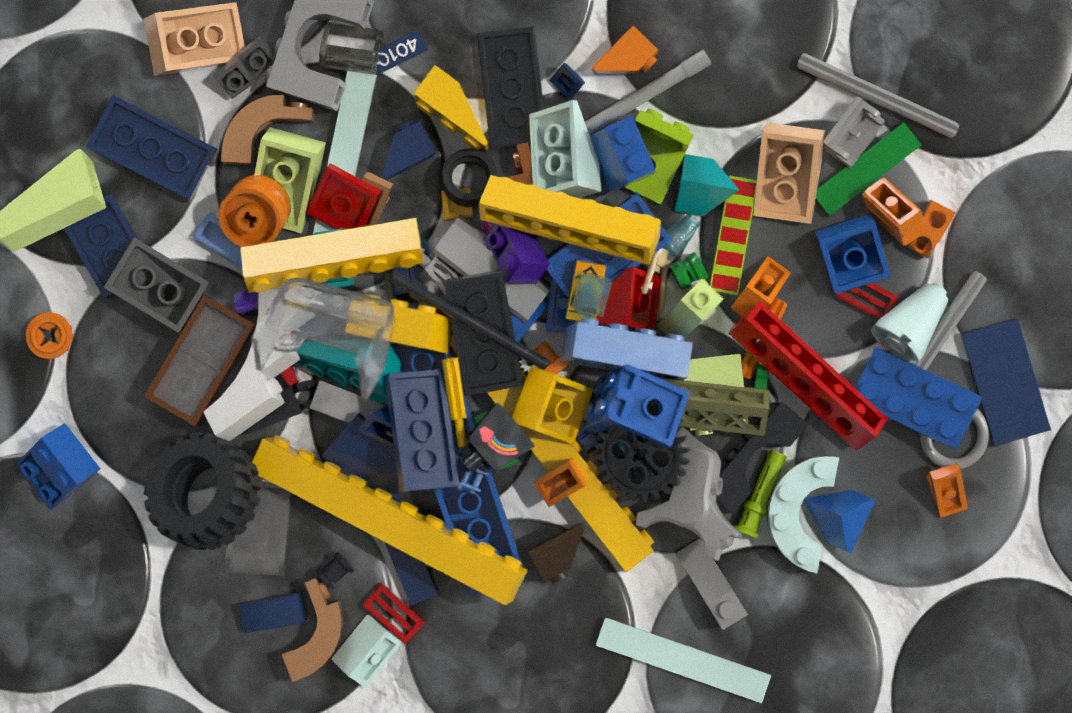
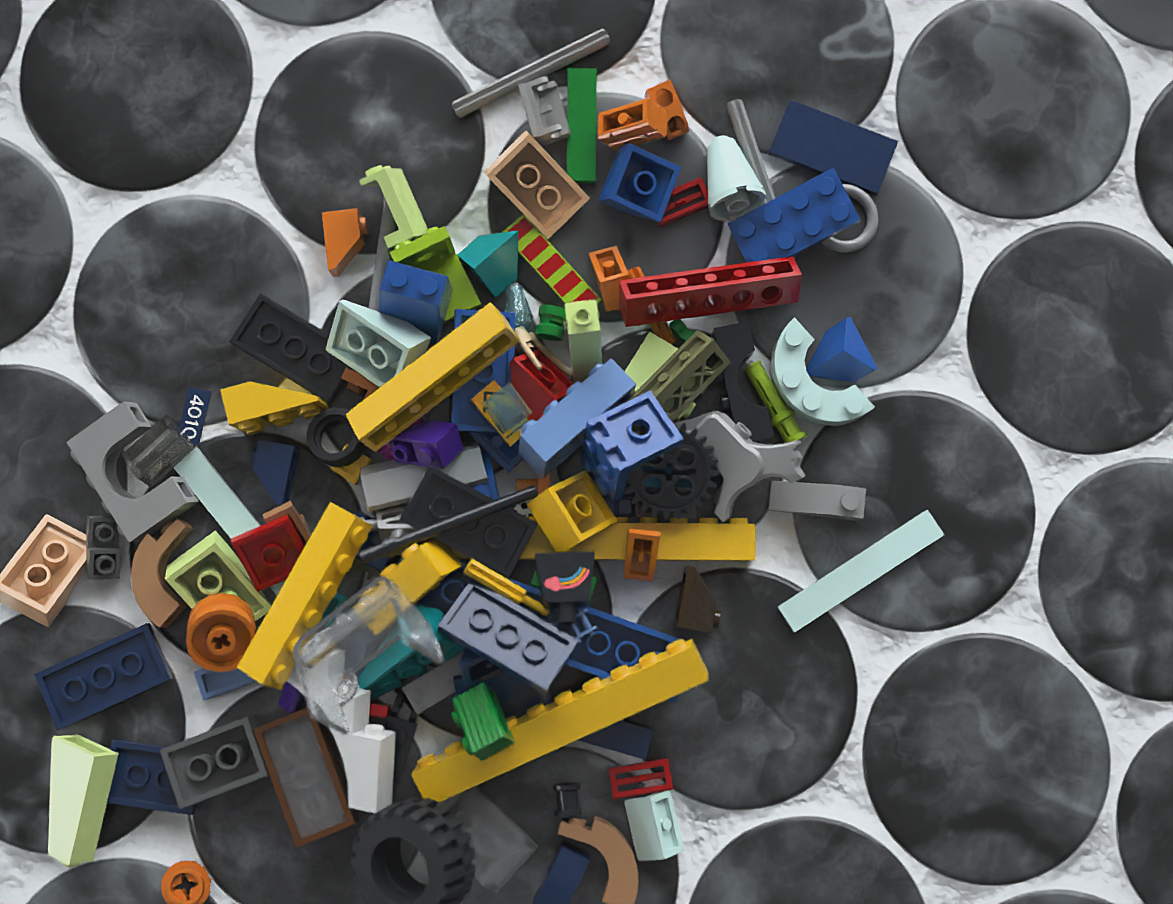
camera: 55 degrees left, 5 degrees down
(343, 462) = (482, 722): none -> green brick
(567, 81) = (323, 300): dark blue slope -> none
(688, 82) = (400, 202): none -> yellowish green panel
(947, 490) = (884, 255): orange slope -> none

